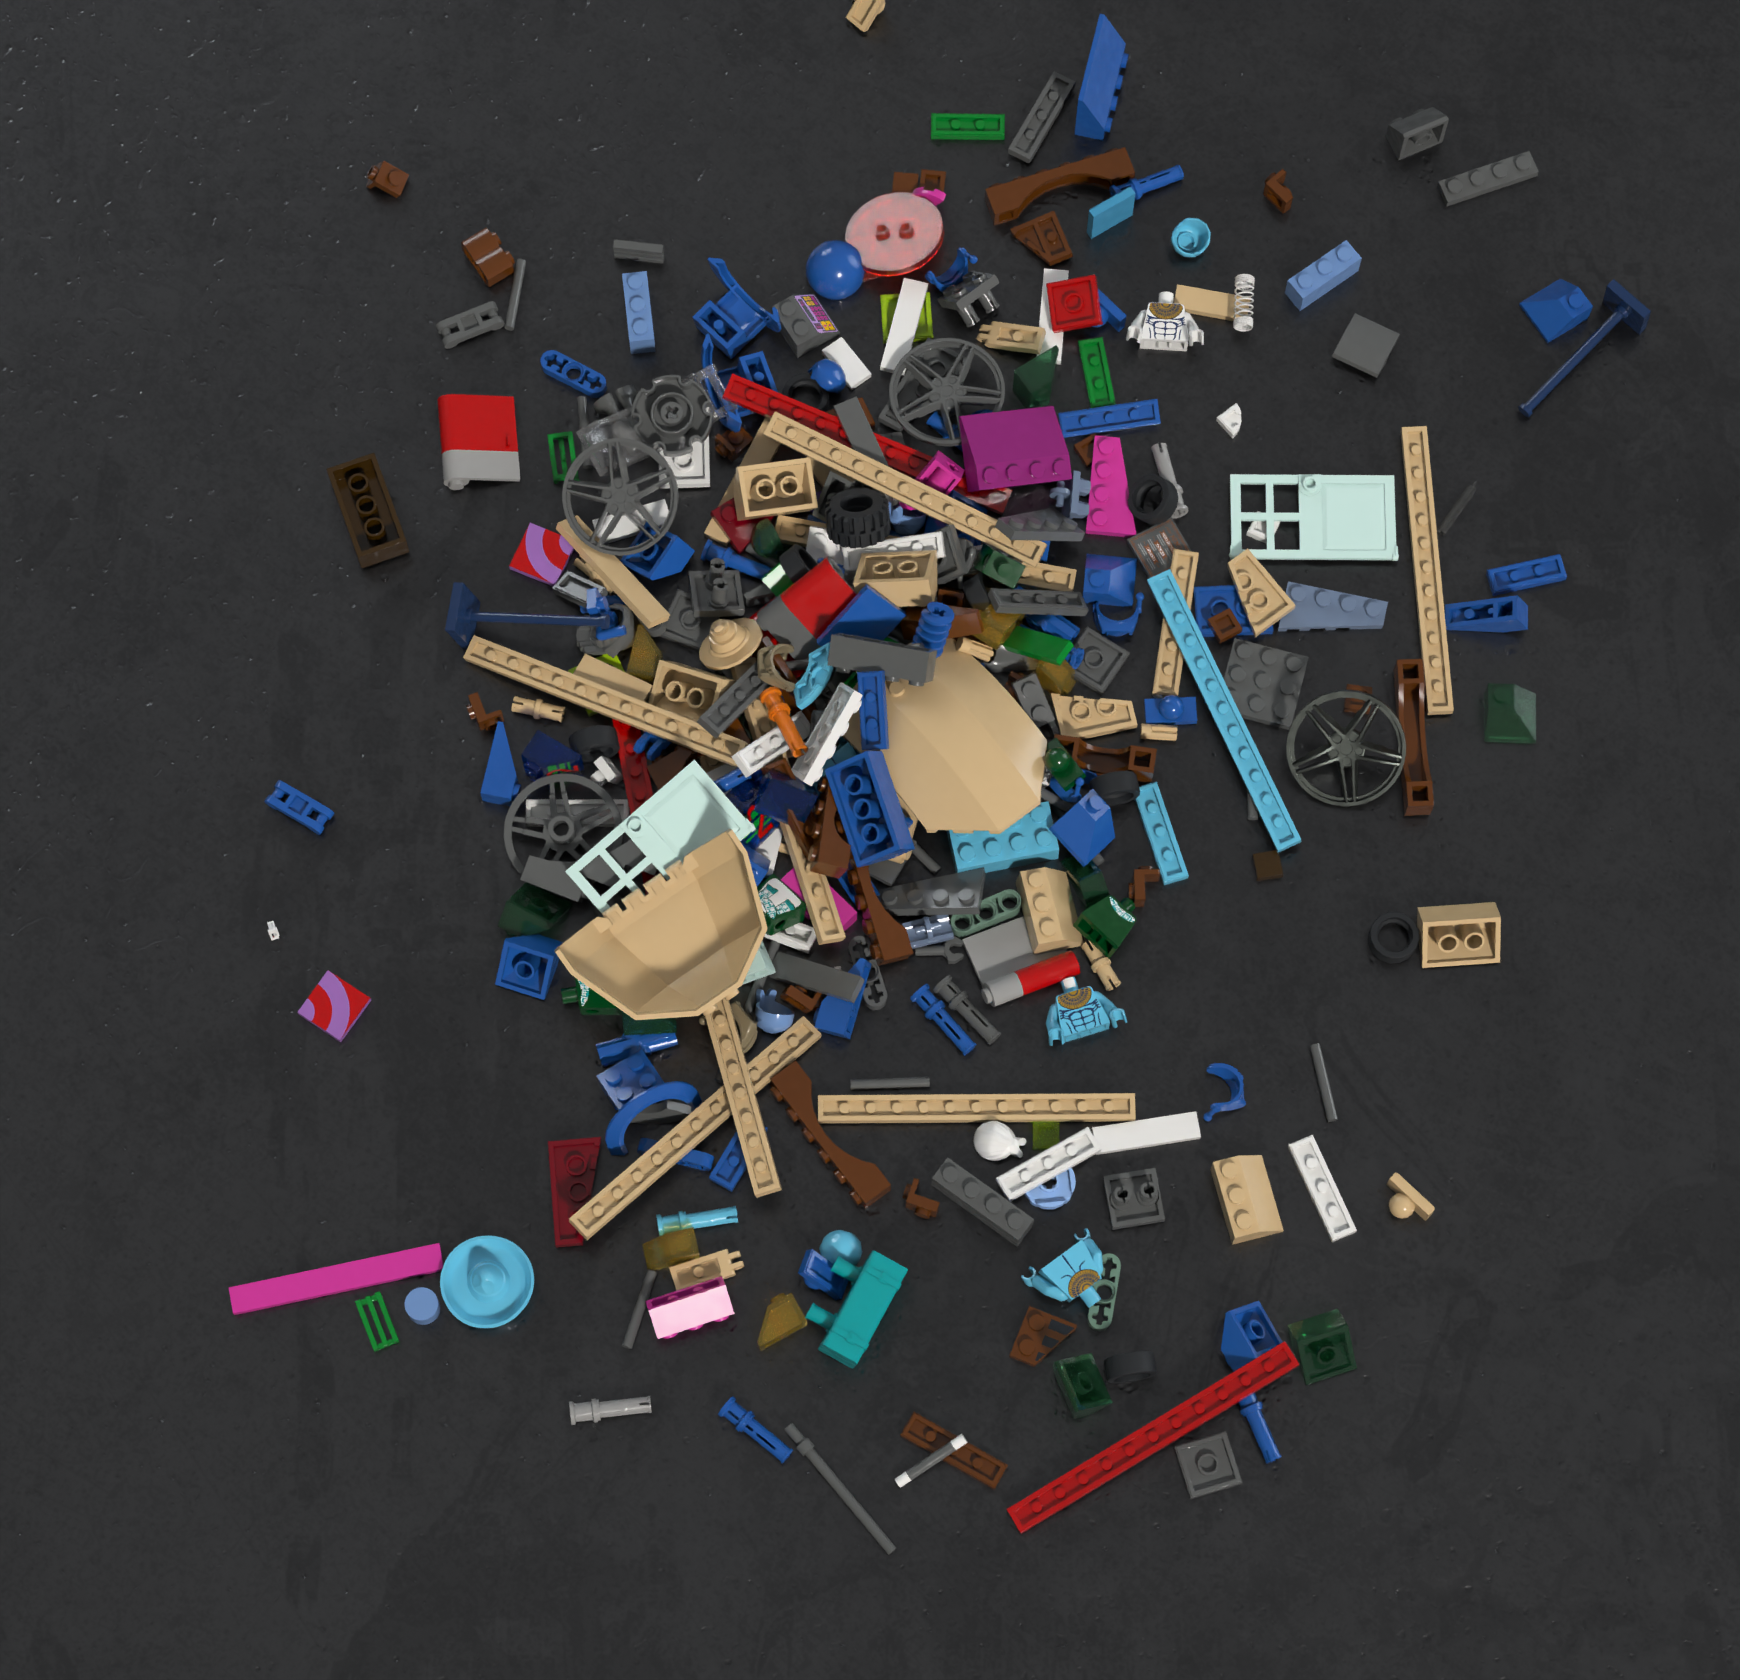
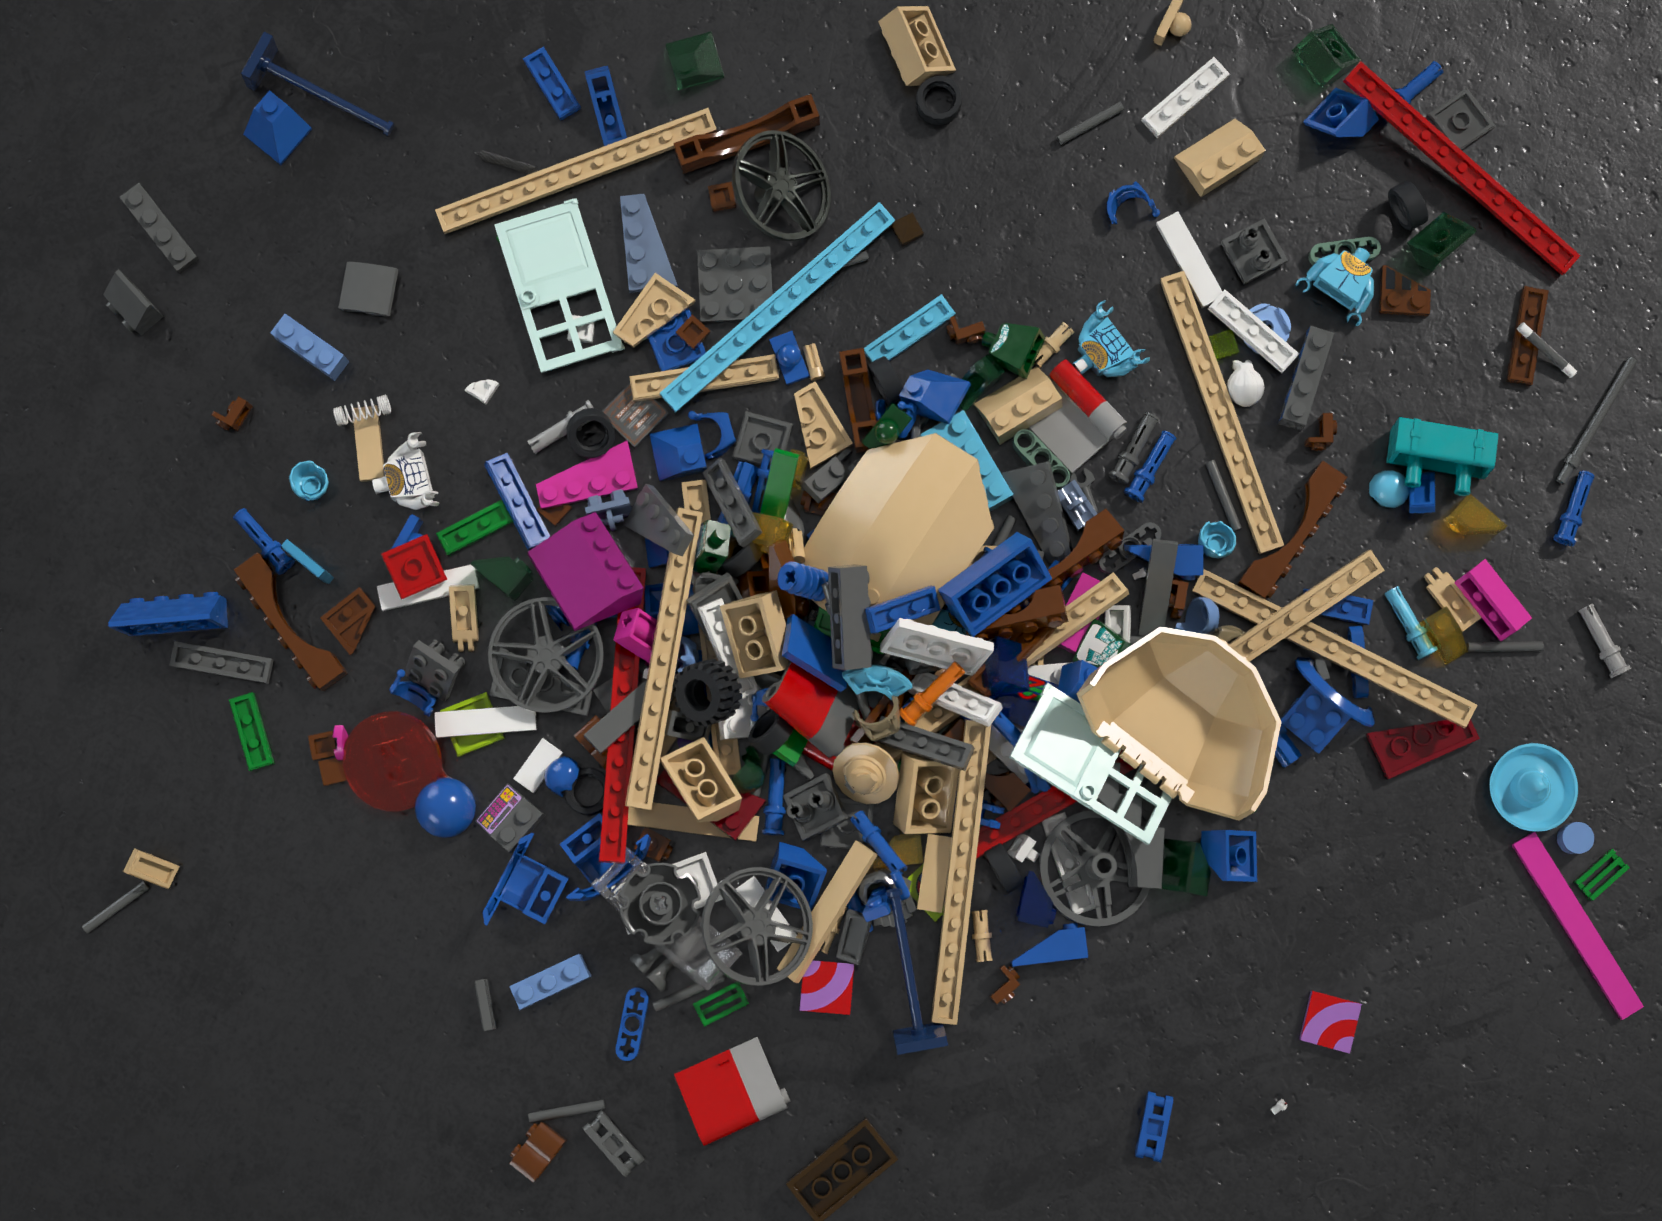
camera: 105 degrees left, 10 degrees up
(670, 632) = (873, 836): none -> blue pin
(846, 1056) = (1217, 539): none -> medium azure hair

